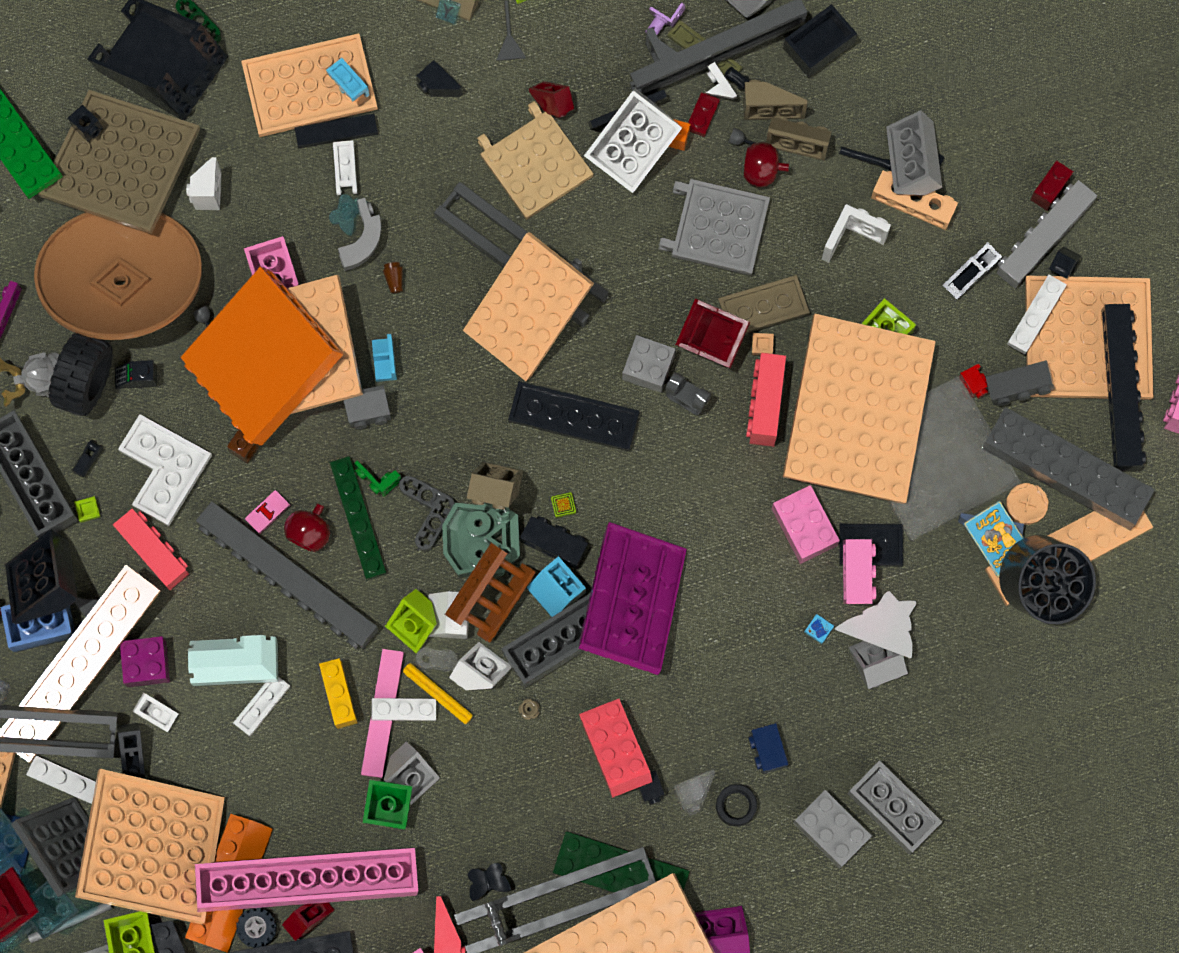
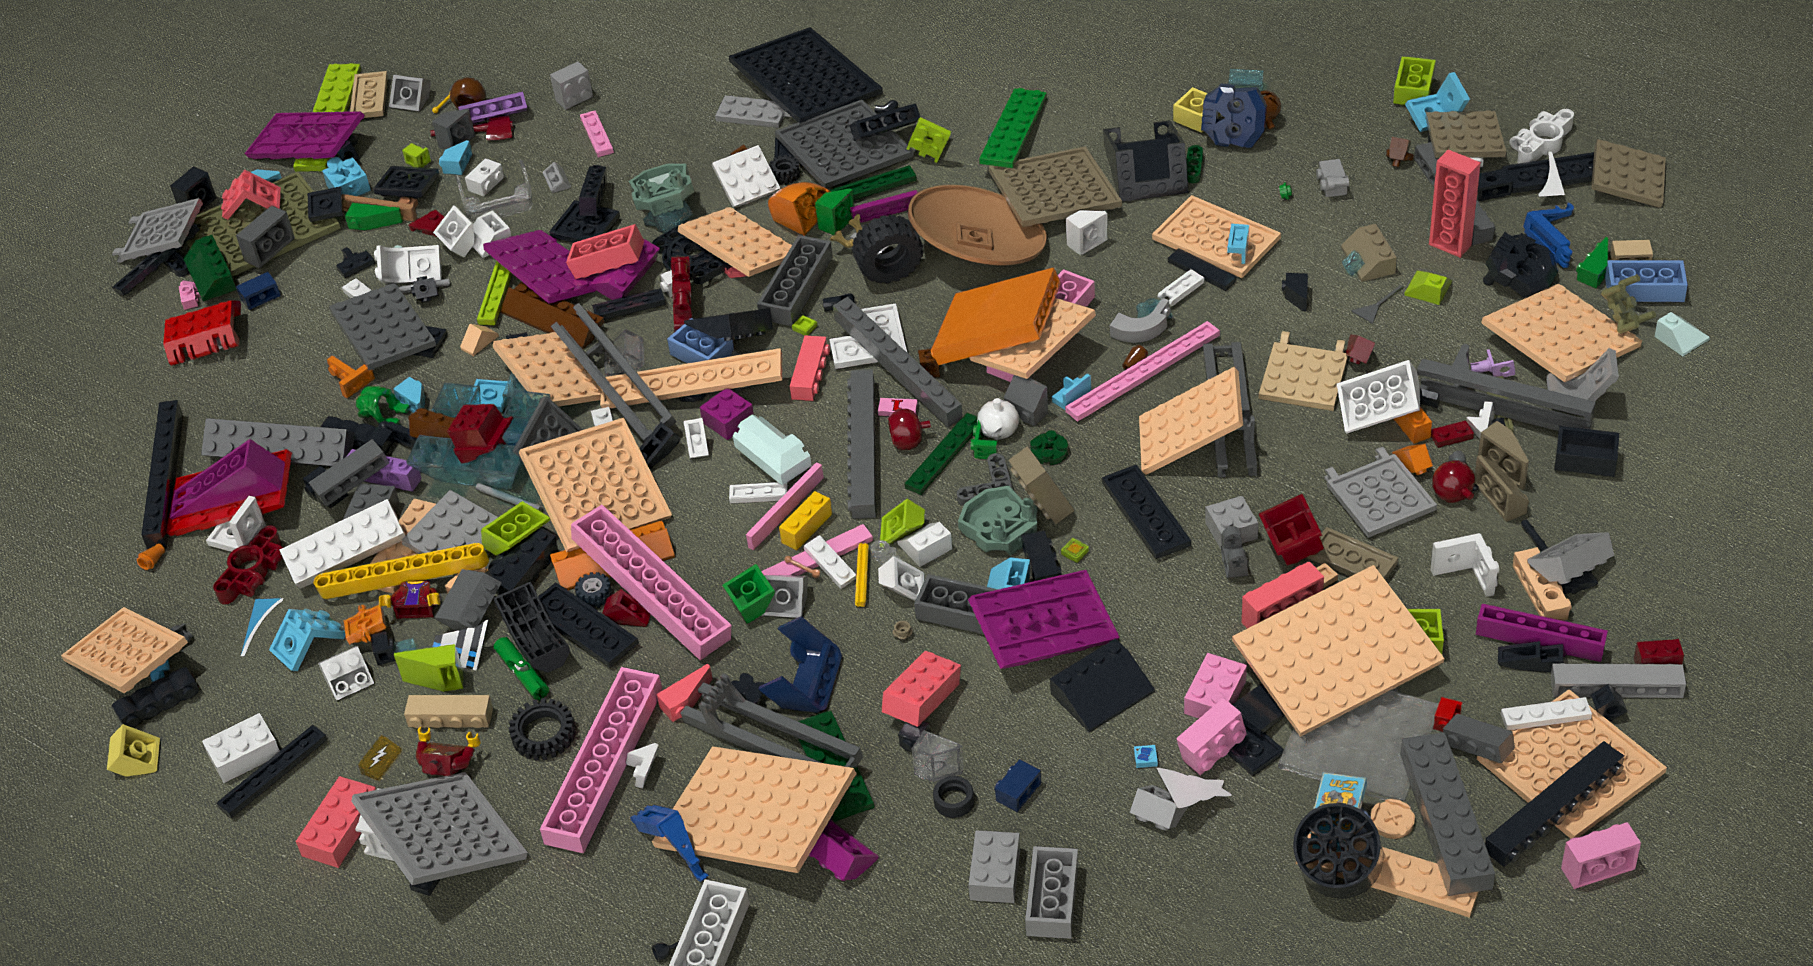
camera: 55 degrees right, 30 degrees down
(80, 118) = (1059, 152): black brick -> none
(136, 375) = (923, 287): black slope -> none
(221, 474) = (898, 362): none -> dark grey brick
(303, 697) = (784, 506): none -> bright pink tile
(367, 446) = (998, 419): none -> white piece
(404, 730) = (815, 573): none -> nougat hinge
(414, 283) = (1142, 371): none -> bright pink plate
(440, 438) = (1049, 439): none -> dark green plate
(477, 582) = (967, 522): dark orange fence -> none
(516, 819) = (816, 670): none -> dark blue windscreen
(705, 168) = (1414, 458): none -> orange slope
(726, 605) = (1101, 685): none -> black slope
(851, 512) = (1259, 710): none -> black tile
(961, 245) = (1527, 628): none -> magenta brick

